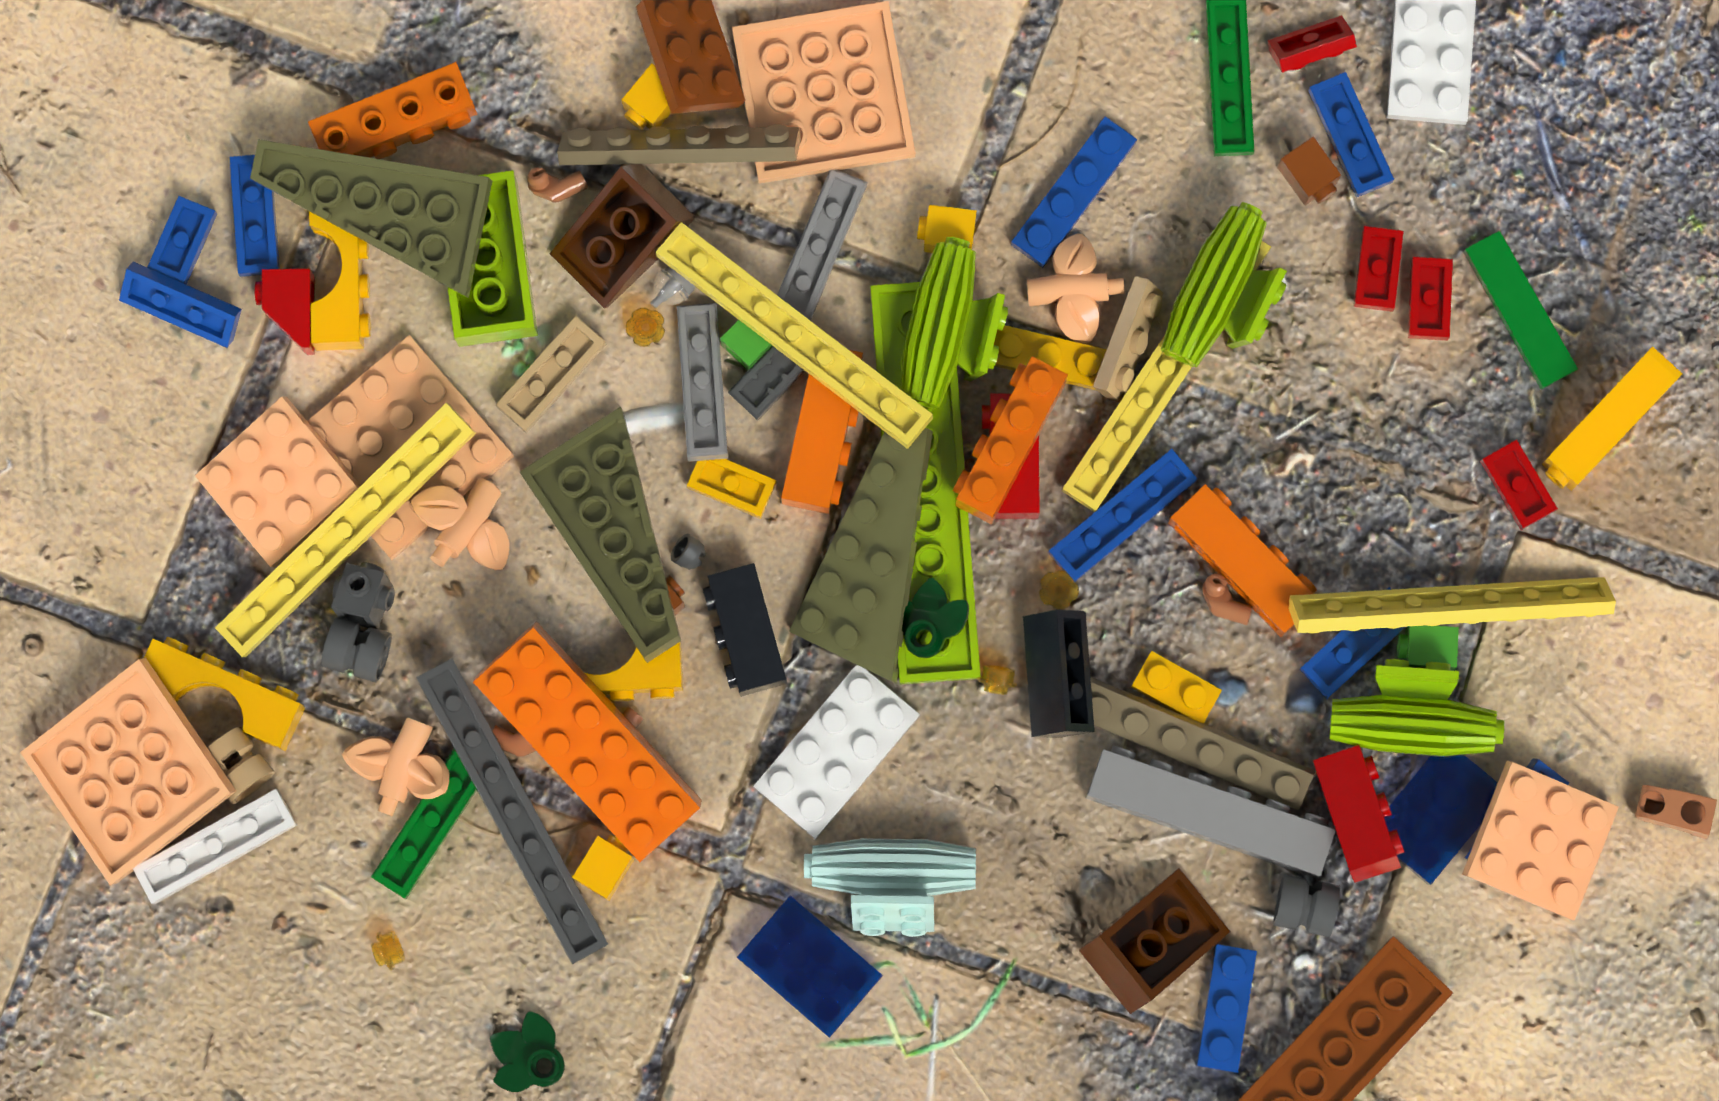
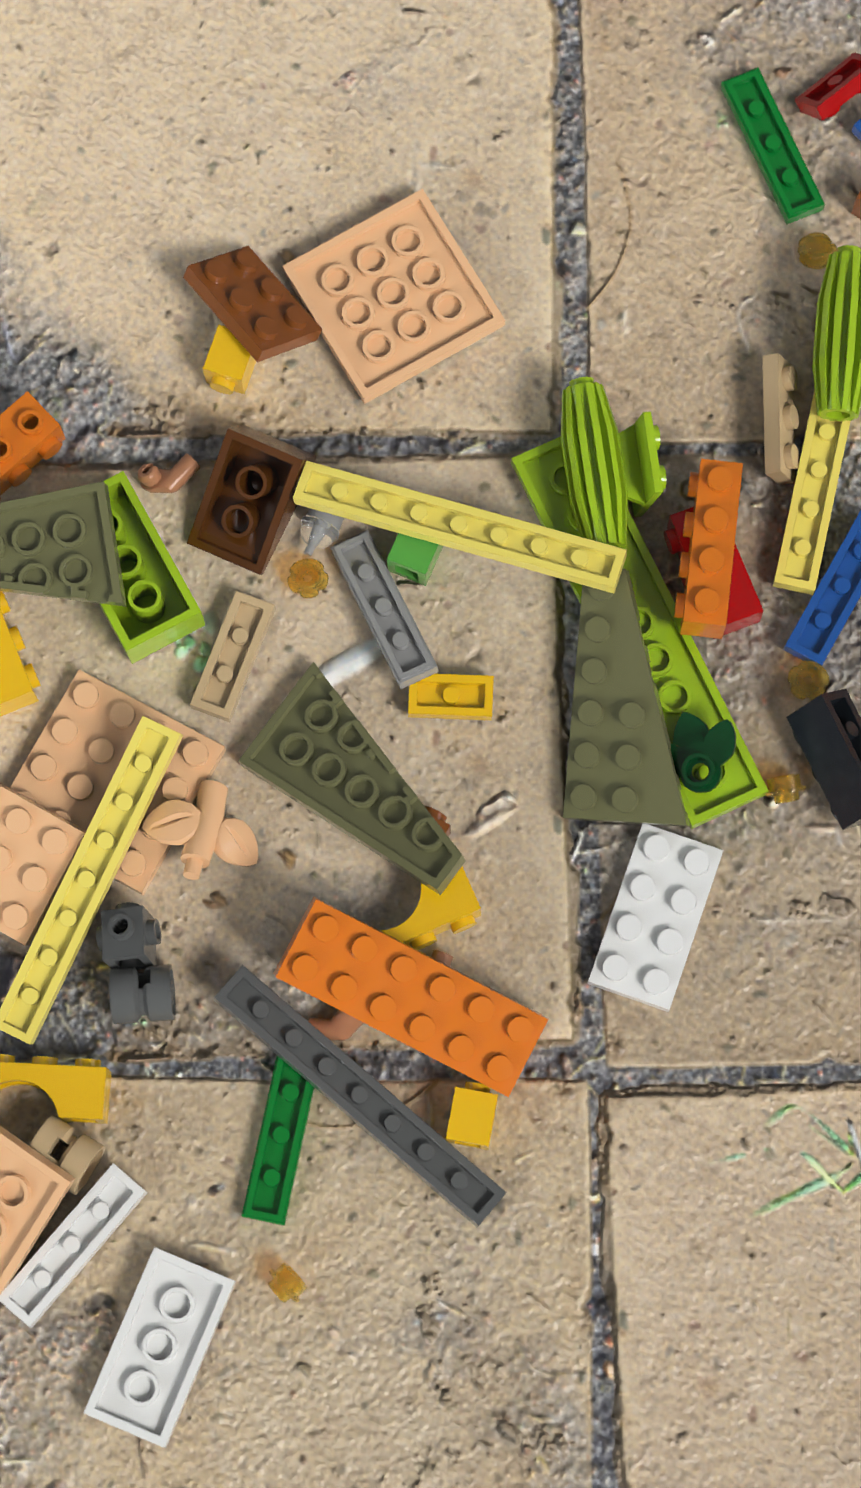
camera: 20 degrees left, 5 degrees down
(257, 963) = (159, 1347): none -> white plate
(400, 765) = (229, 1093): light nougat plant -> none
(523, 1051) = (461, 1334): dark green plate -> none
(687, 552) = (434, 778): dark grey hinge -> none
(688, 145) = (287, 387): dark tan plate -> none
(745, 630) = (520, 831): black brick -> none
(765, 382) = (446, 585): dark grey plate -> none
(809, 966) = (715, 1138): clear blue plate -> none
(819, 449) = (523, 629): orange brick -> none
(821, 241) = (446, 431): light grey tile -> none
(892, 879) = (764, 1020): light aqua plate -> none
(944, 223) = (556, 373): yellow brick -> none
(1073, 358) = (686, 459): yellow plate -> none
(1074, 192) = (669, 303): blue plate -> none
(1074, 289) = (708, 392): light nougat plant -> none
(1228, 192) = (815, 250): none -> clear yellow plate

